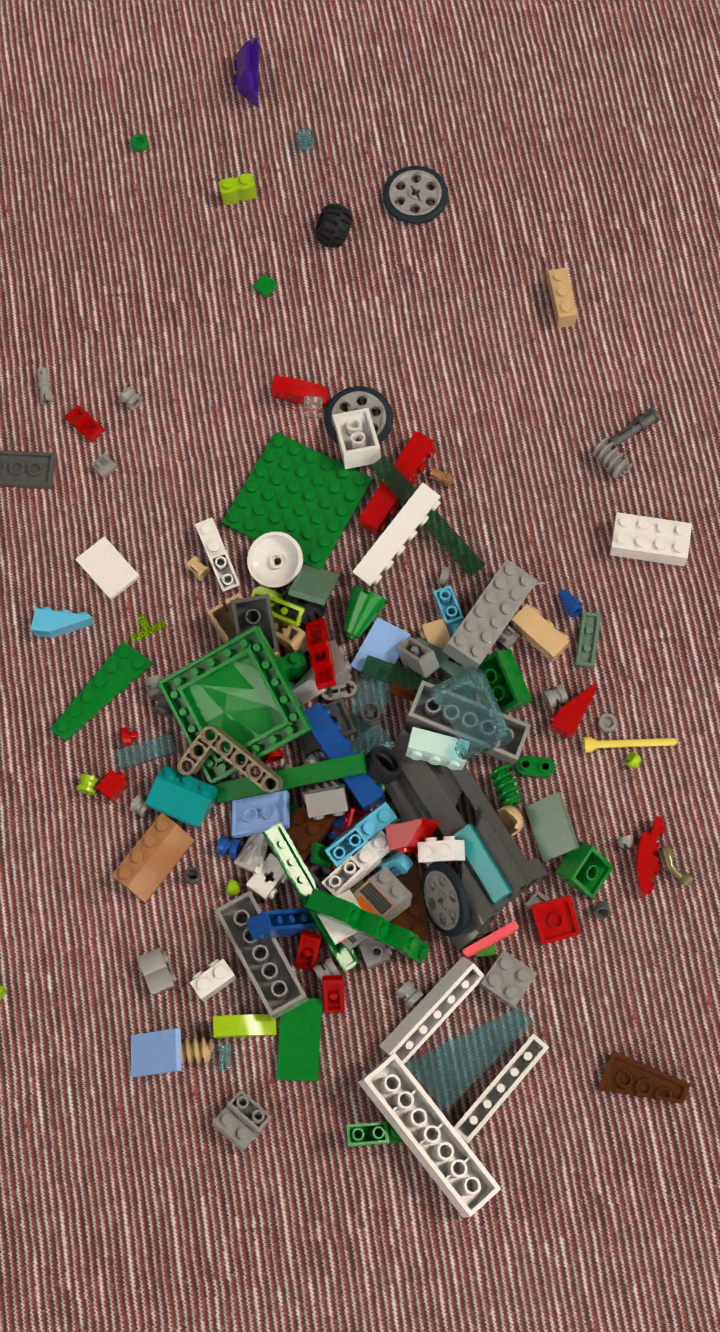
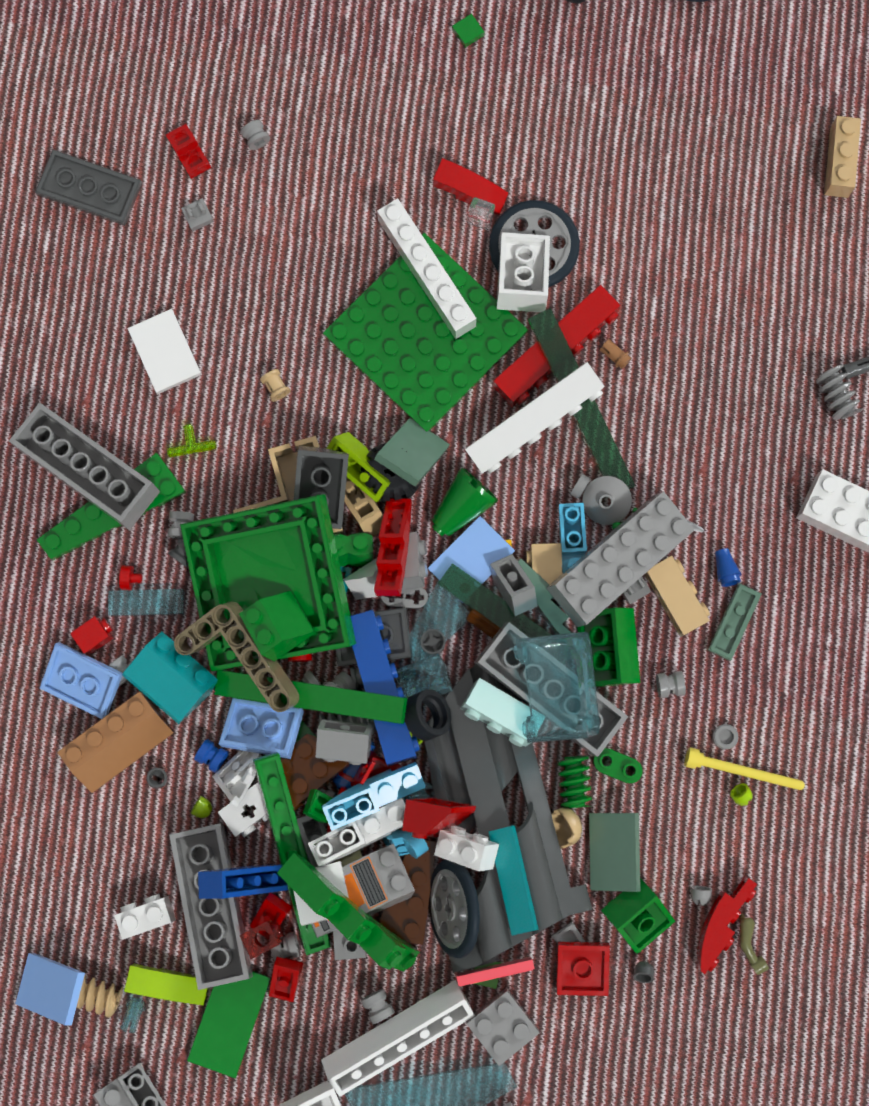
camera: 15 degrees right, 10 degrees up
(44, 386) = (151, 86): light grey pin -> none
(55, 623) = (78, 405): medium azure slope -> none
(72, 663) = (84, 466): none -> light grey brick
(87, 784) = (62, 624): lime wheel -> none
(113, 820) = (81, 680): none -> light blue tile
(156, 971) = (81, 885): light grey brick -> none
(217, 555) = (304, 375): white slope -> none
(251, 729) = (277, 624): none -> green slope
(264, 554) = (358, 402): white dish -> none
(285, 454) = (426, 268): none -> white brick
(305, 973) = (251, 942): none -> clear red brick
(477, 583) = (607, 487): none -> light grey dish
(570, 715) = (680, 717): red slope -> none

